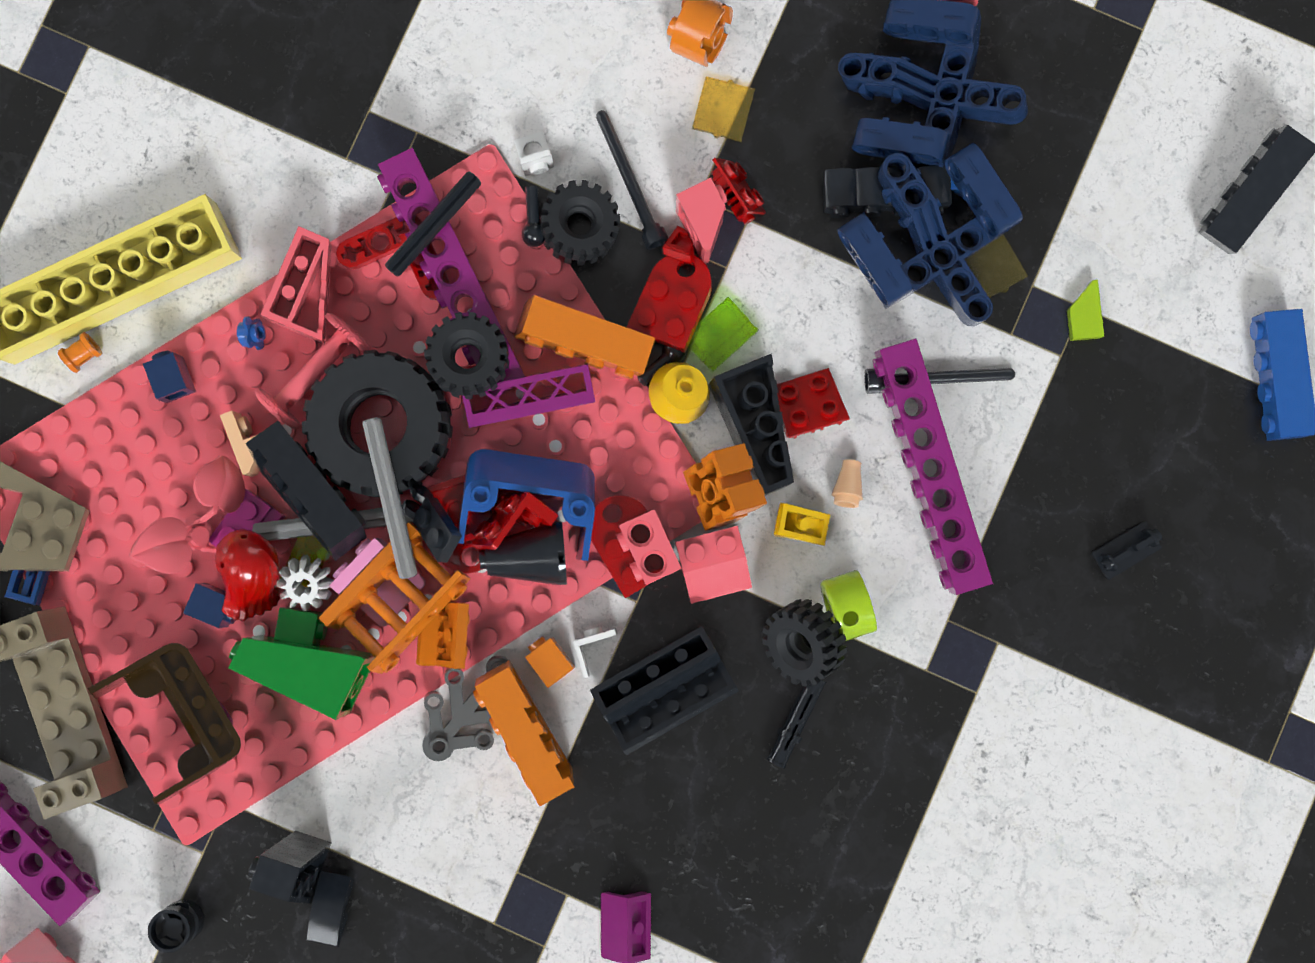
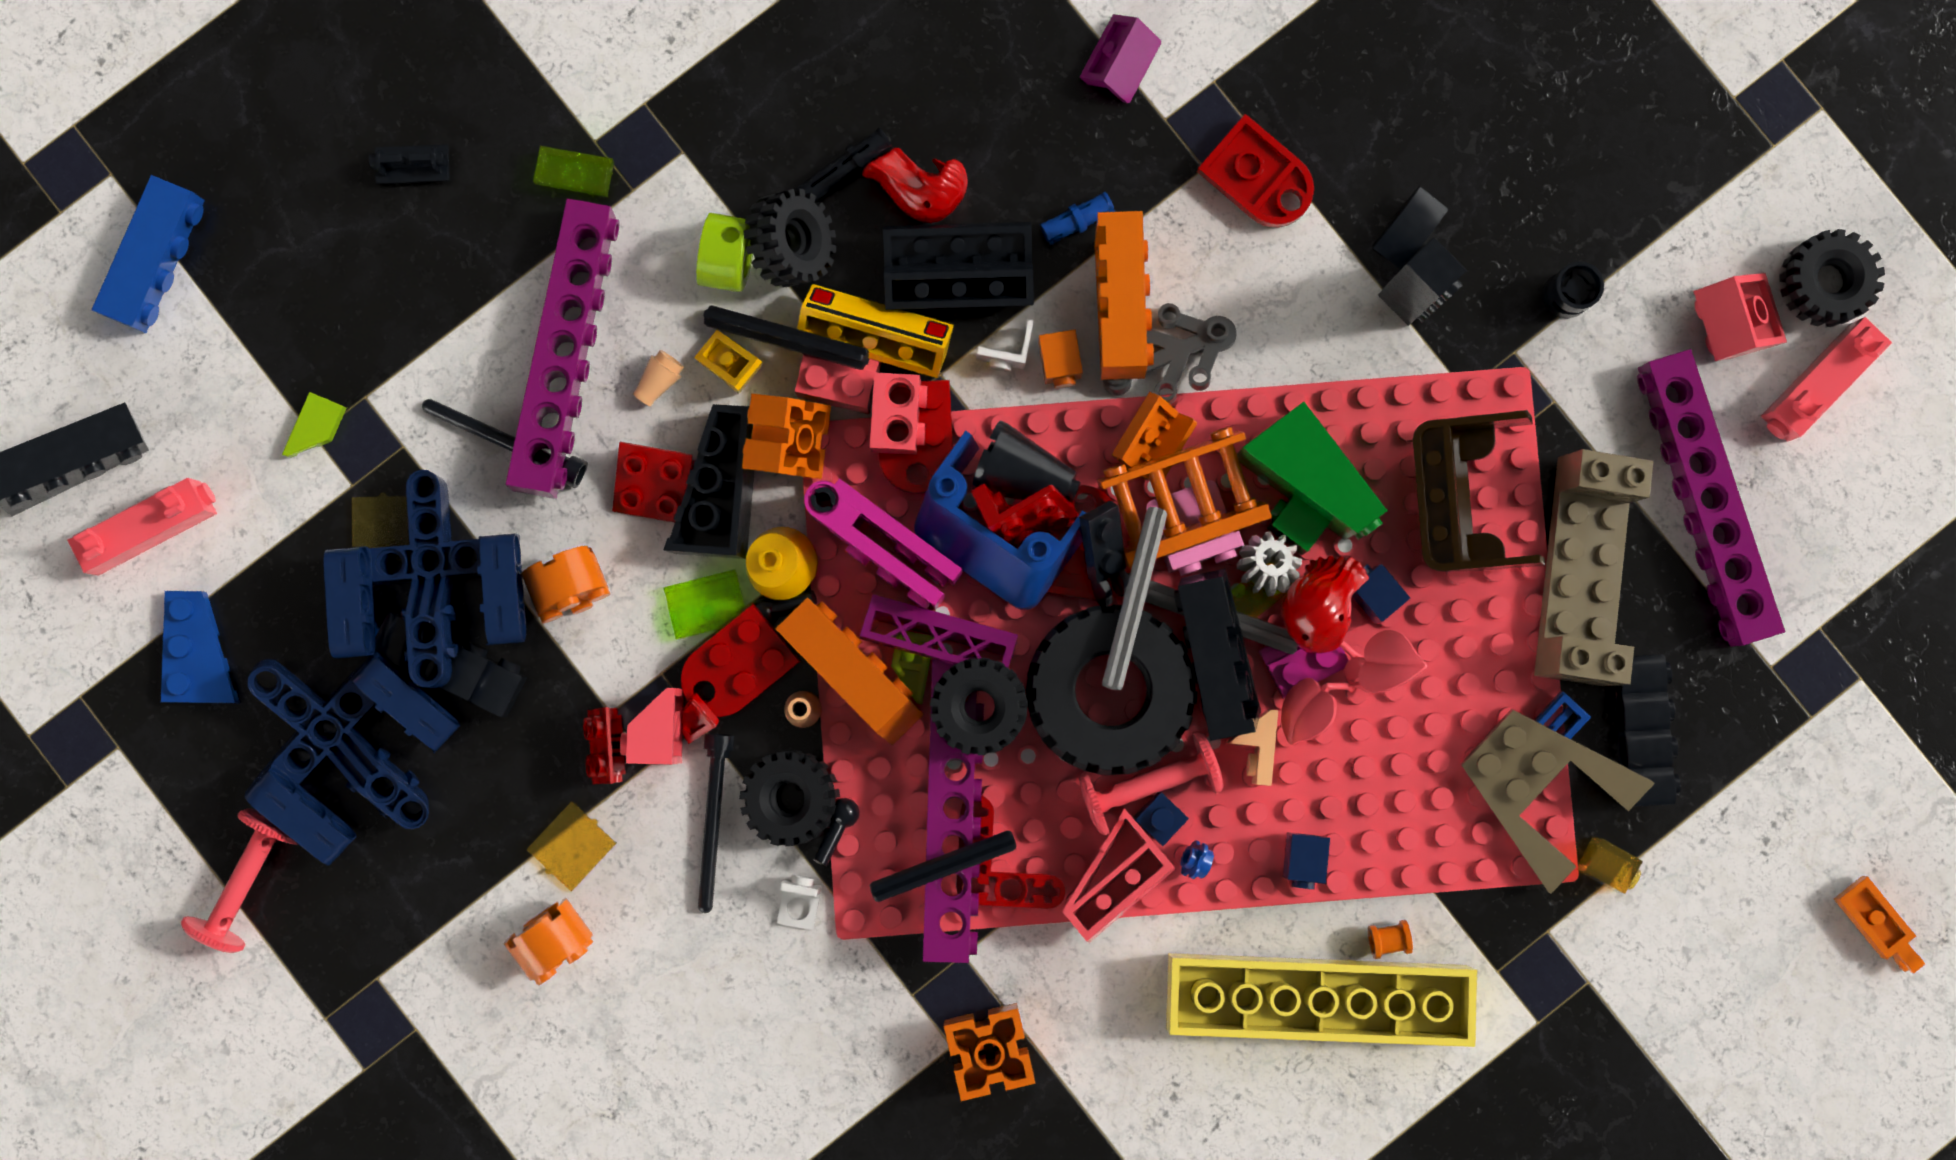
camera: 155 degrees left, 0 degrees up
(292, 348) = (1160, 818): none -> dark blue brick
(335, 98) = (977, 1072): none -> orange brick
(473, 889) = (1256, 172): none -> red plate
(536, 363) = (911, 667): none -> lime tile
(593, 779) = (1076, 218): none -> blue pin
(606, 301) = (813, 709): none -> light nougat cone
(646, 442) = (845, 517): none -> dark pink hinge
(703, 603) = (888, 335): none -> yellow brick
(726, 733) = (917, 192): none -> red piece
(765, 564) = (786, 337): none -> black axle
(830, 291) = (565, 583): none -> orange brick
(1000, 609) = (573, 171): none -> clear neon green plate
(1079, 101) = (192, 652): none -> blue wing
(1169, 172) = (143, 526): none -> coral brick

